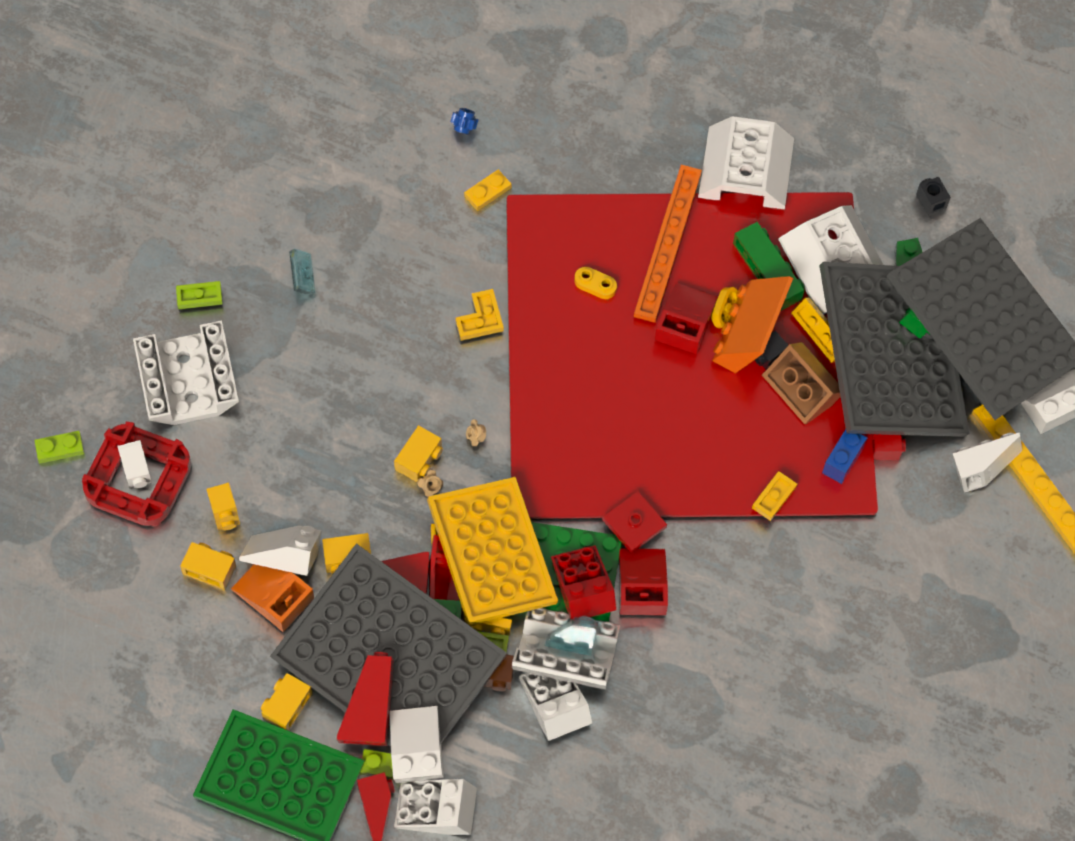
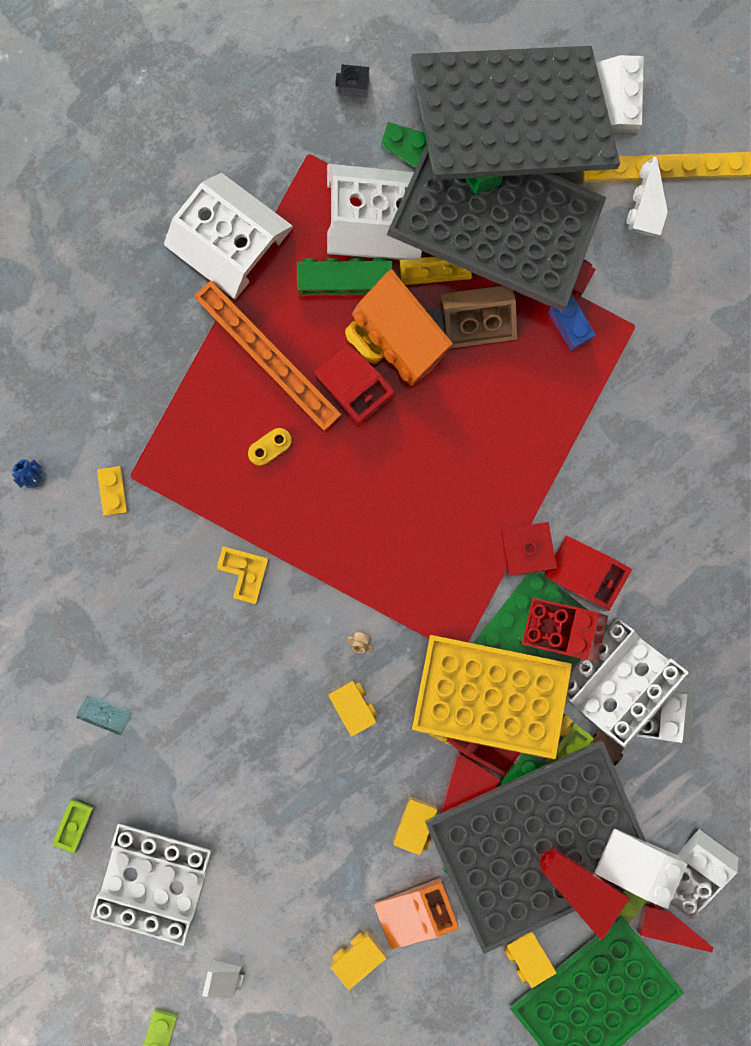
camera: 55 degrees left, 20 degrees up
(141, 511) = (259, 958): red plate -> none
(223, 507) = (312, 920): yellow brick -> none
(284, 549) = (383, 887): white slope -> none
(431, 489) = (387, 711): tan plate -> none
(574, 636) = (614, 670): clear light blue slope -> none
(774, 496) = (574, 409): yellow plate -> none

